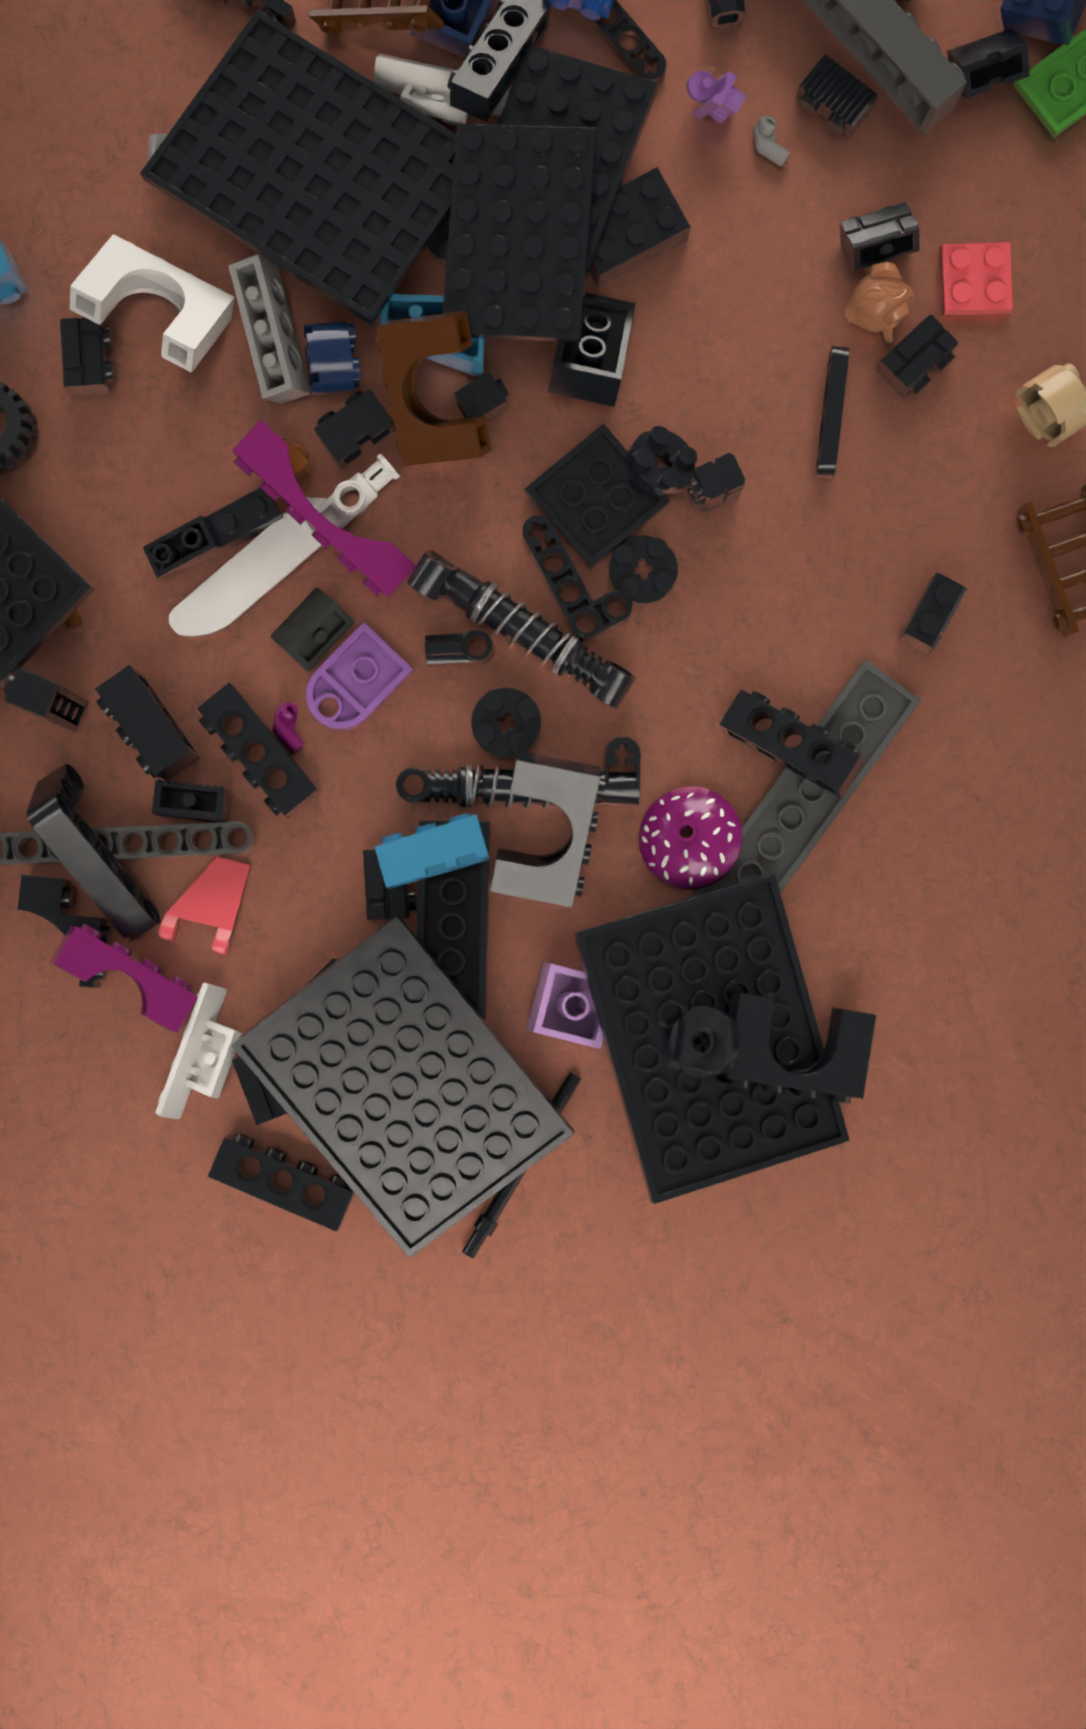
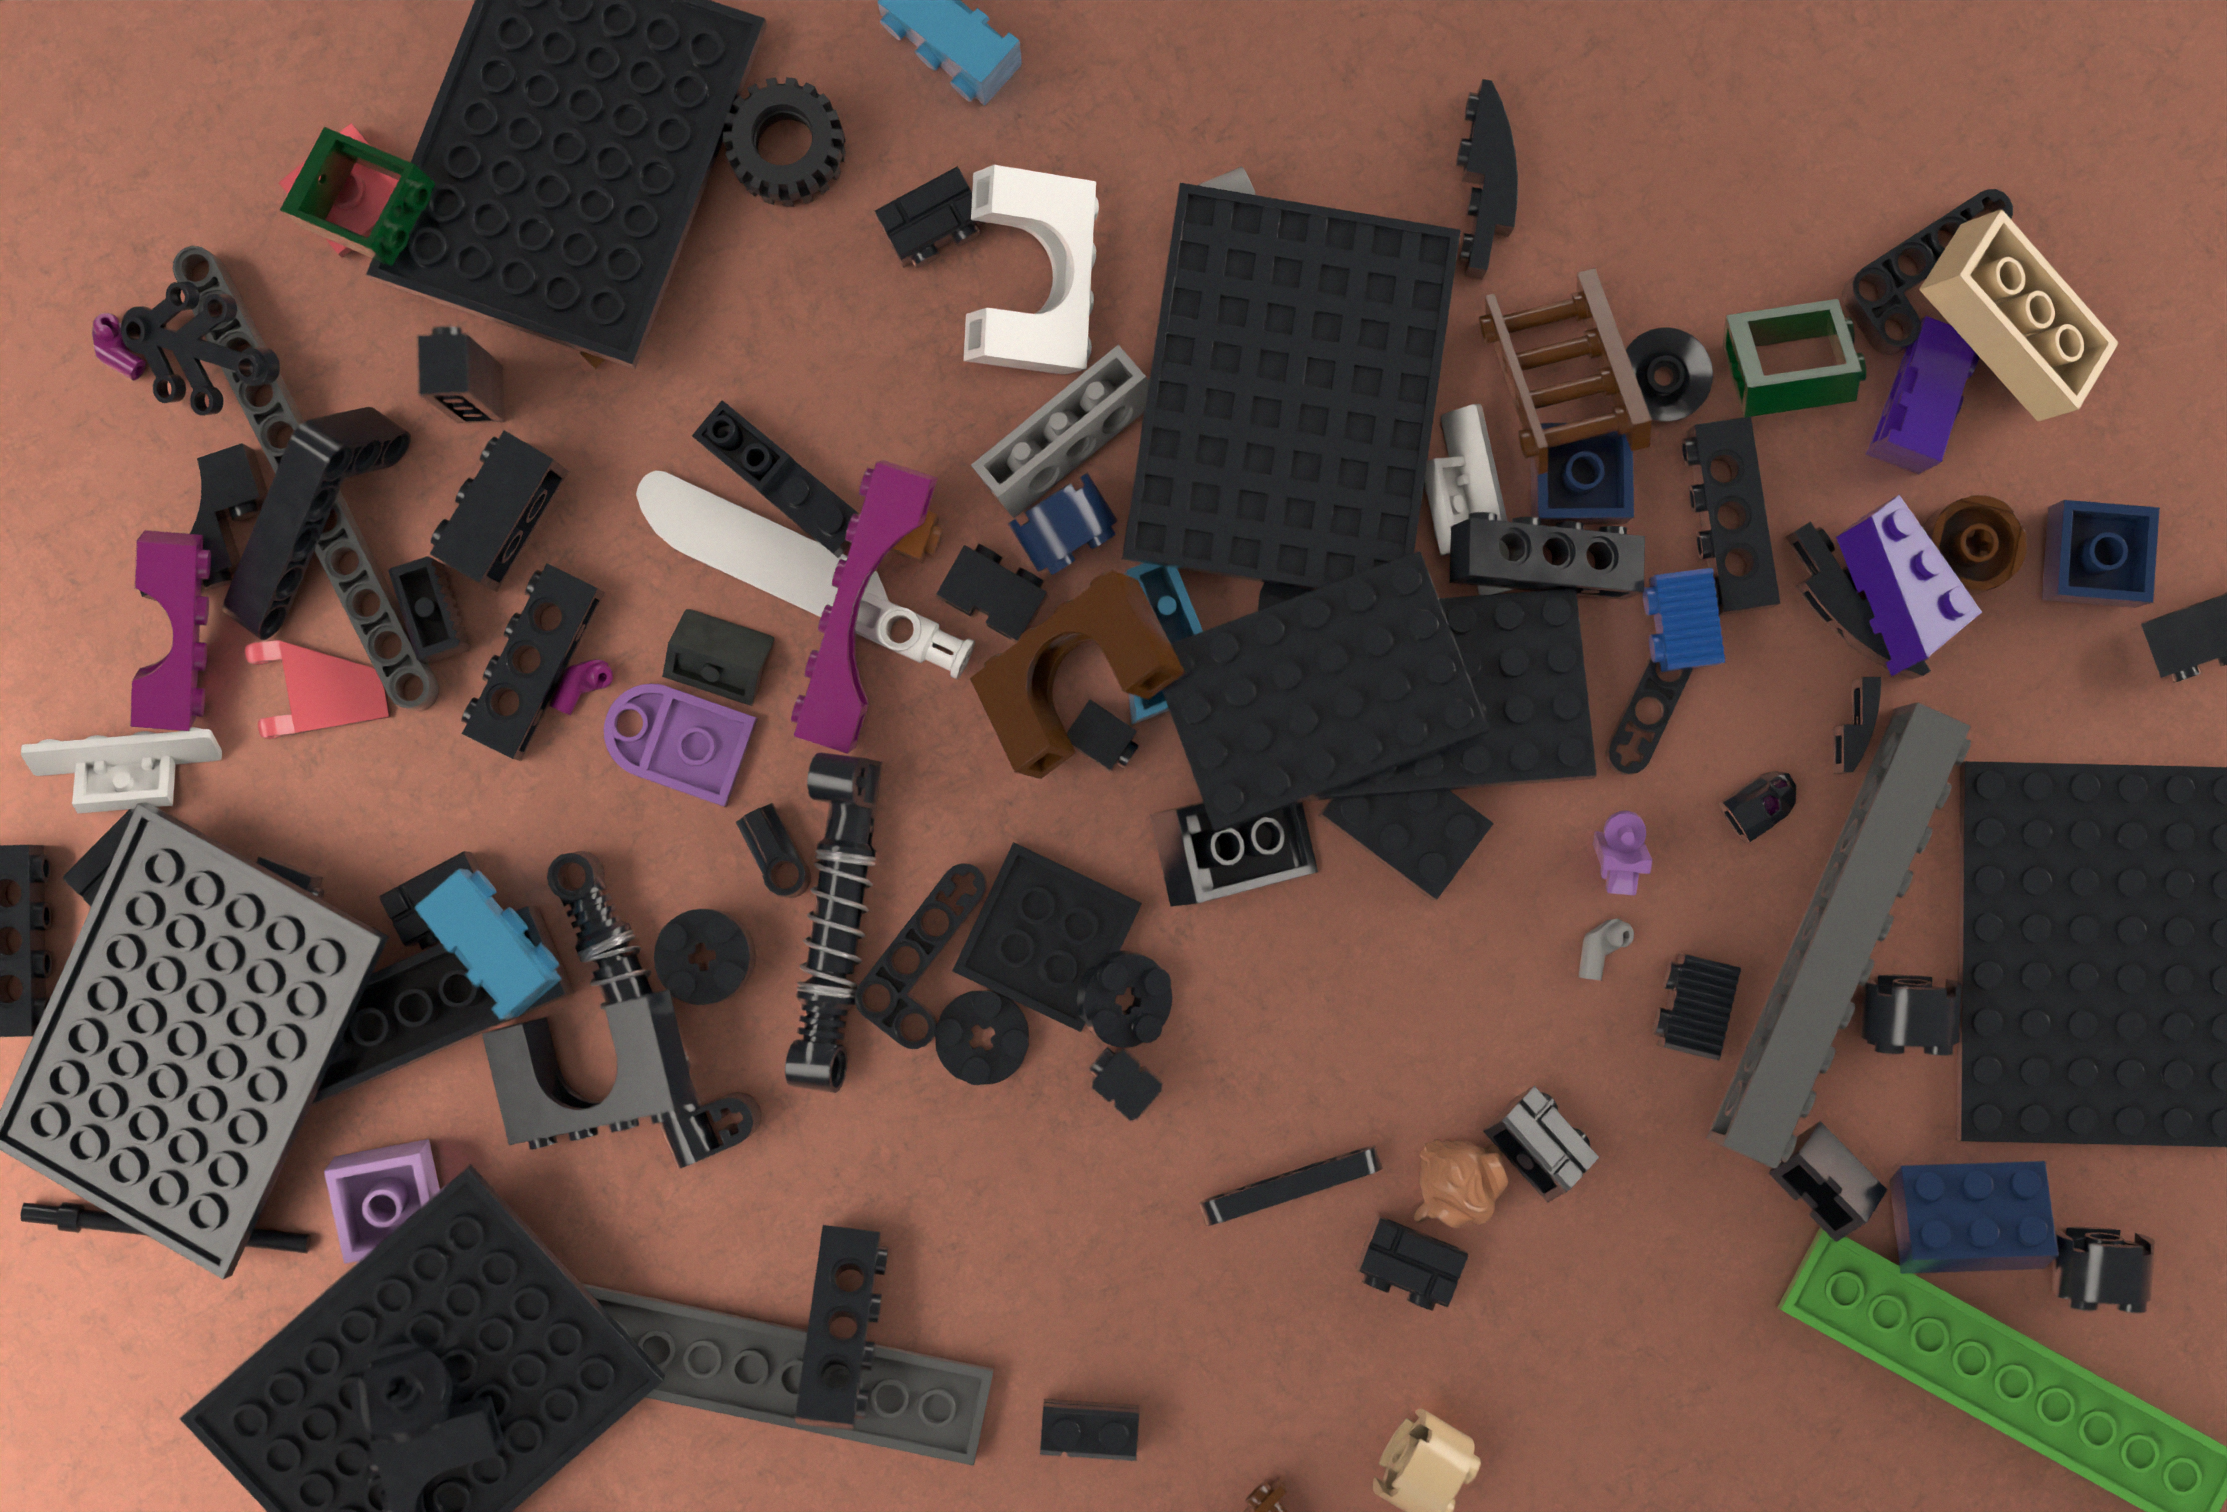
camera: 65 degrees right, 0 degrees up
(703, 856) = (676, 1285): magenta dish -> none
(976, 278) = (1549, 1290): coral plate -> none

